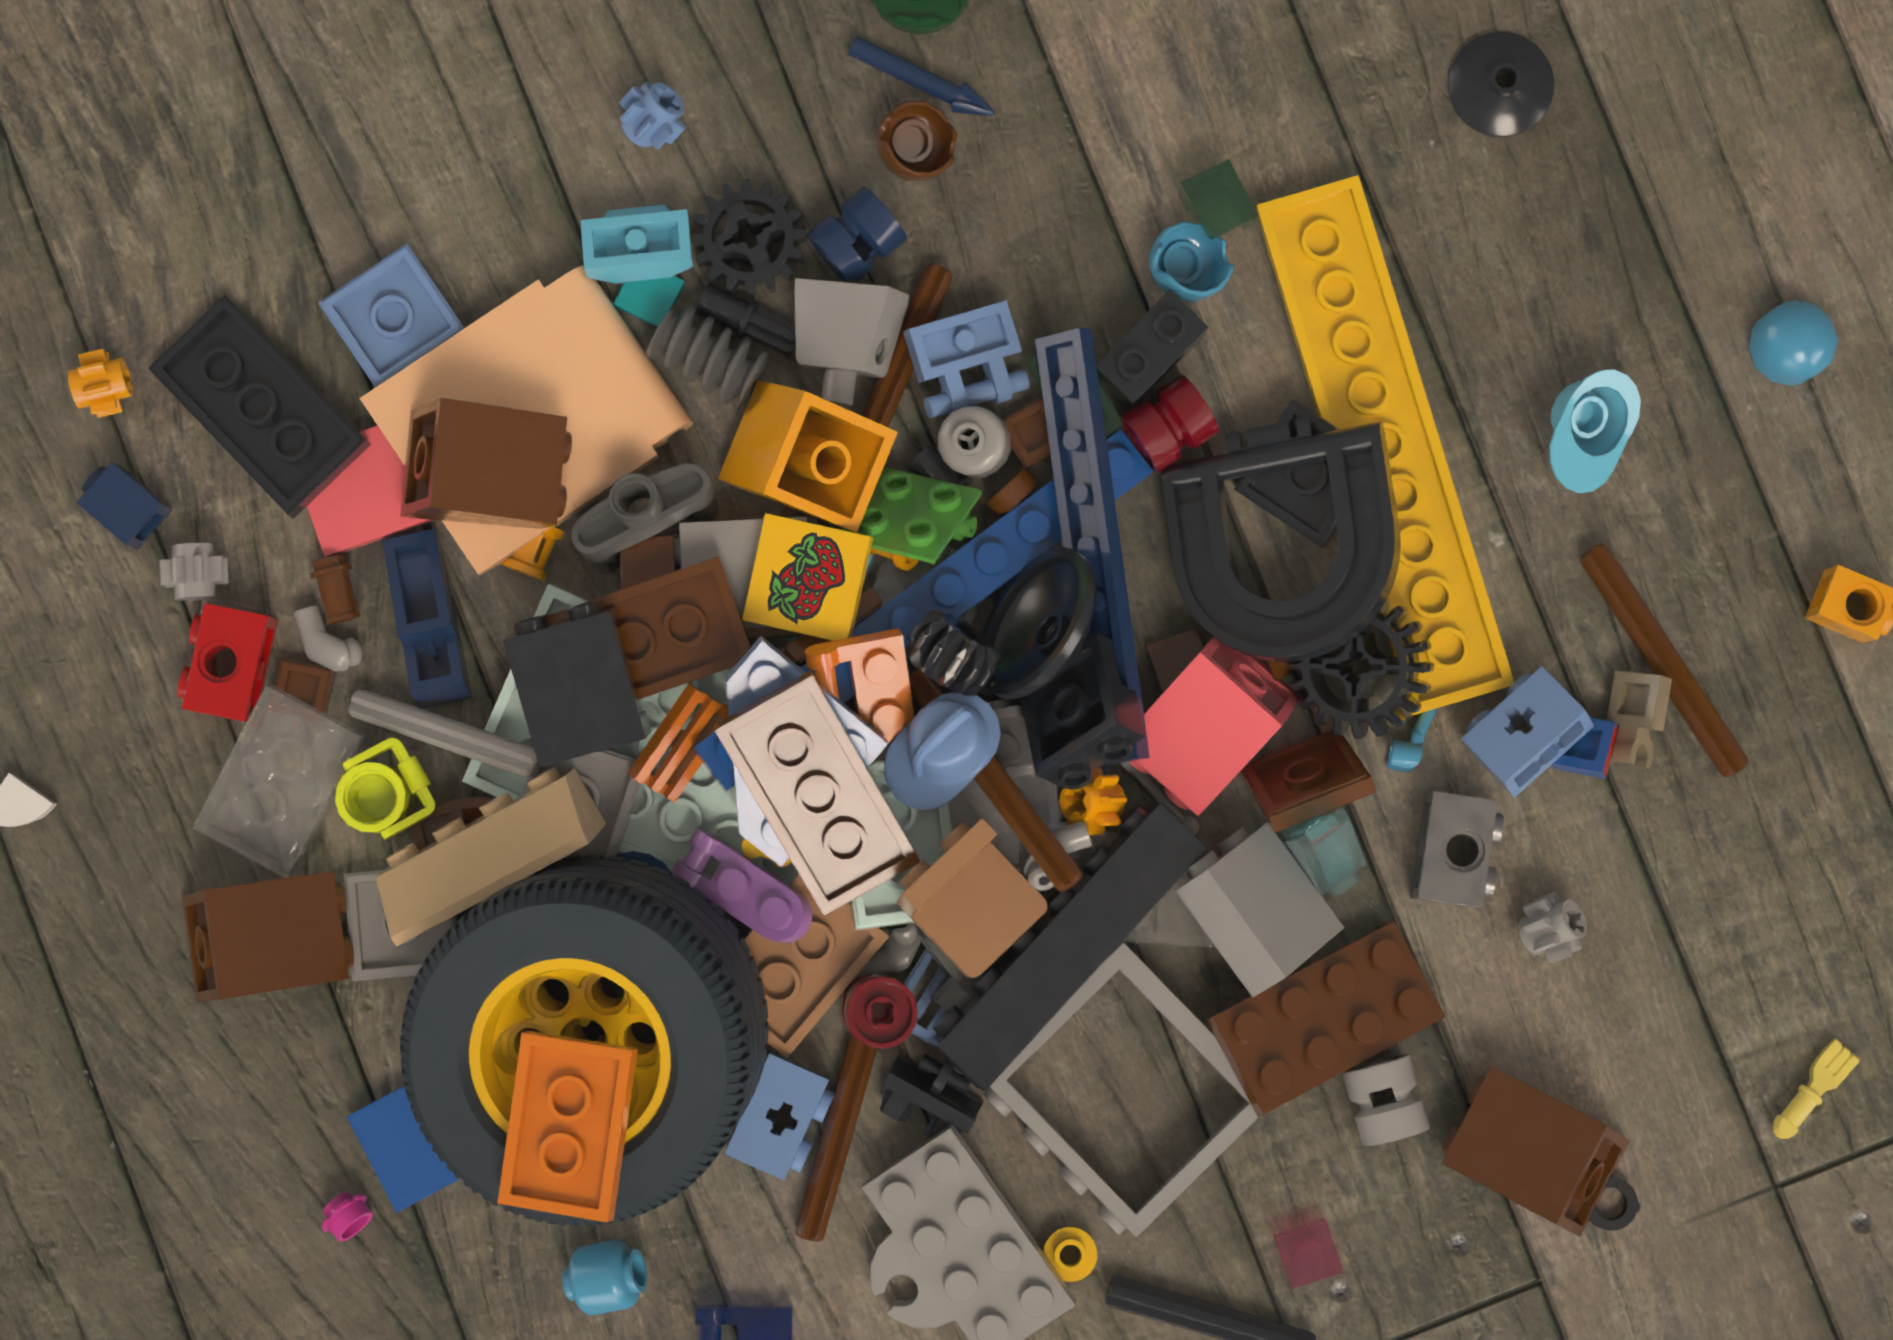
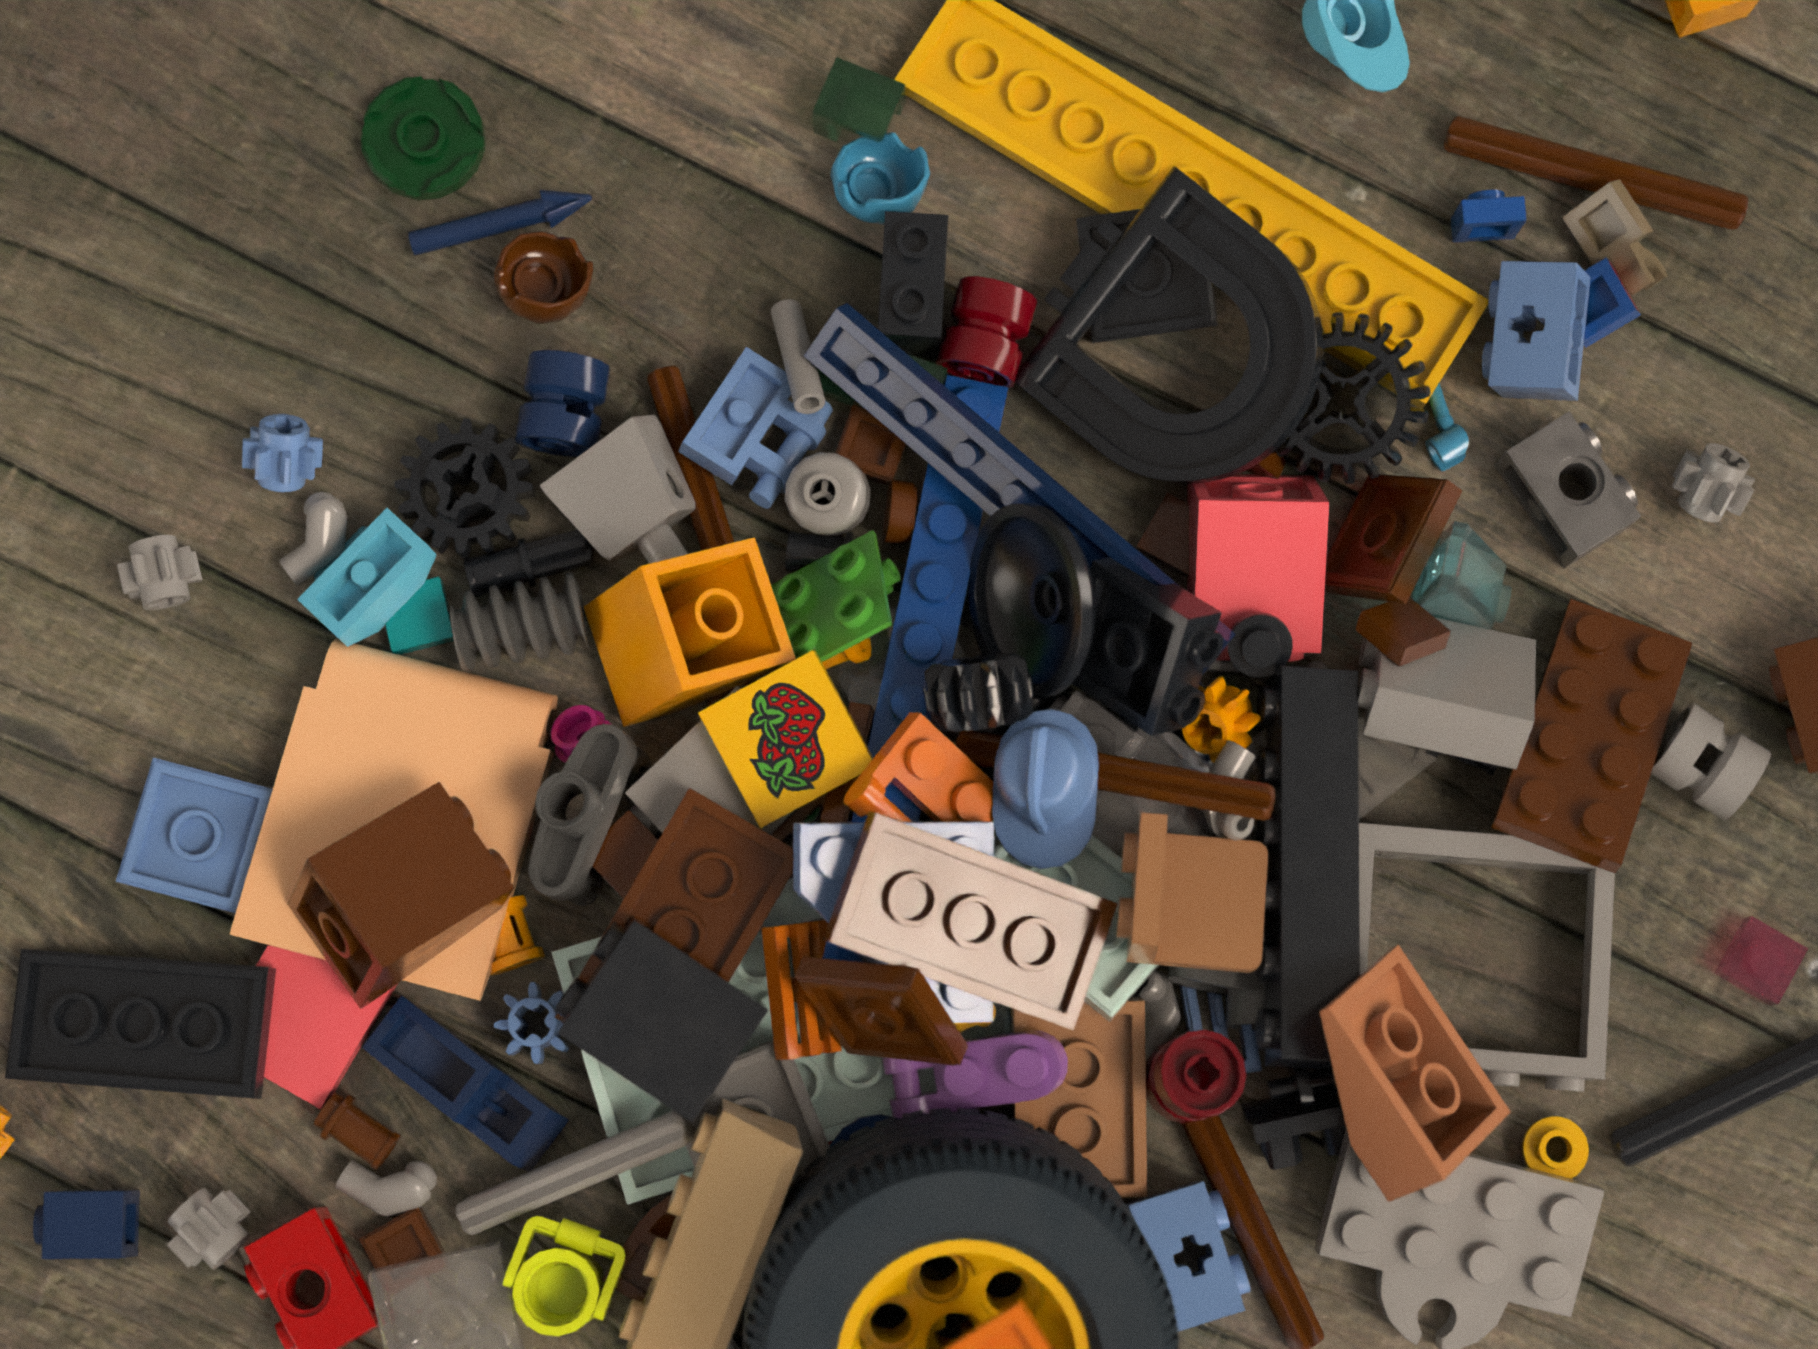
camera: 40 degrees left, 5 degrees down
(490, 609) = (517, 1025): none -> medium blue gear
(510, 126) = (159, 572): none -> light grey gear
(633, 192) = (323, 537): none -> light grey arm
(686, 450) = (571, 726): none -> dark pink plate
(715, 800) = (882, 1010): none -> reddish brown tile
(1004, 1125) = (1406, 1079): none -> nougat slope
(1038, 325) = (793, 344): none -> light grey piece
(1160, 777) = (1260, 644): none -> black plate
(1258, 848) = (1403, 631): none -> reddish brown tile
(1565, 628) = (1488, 217): none -> blue plate

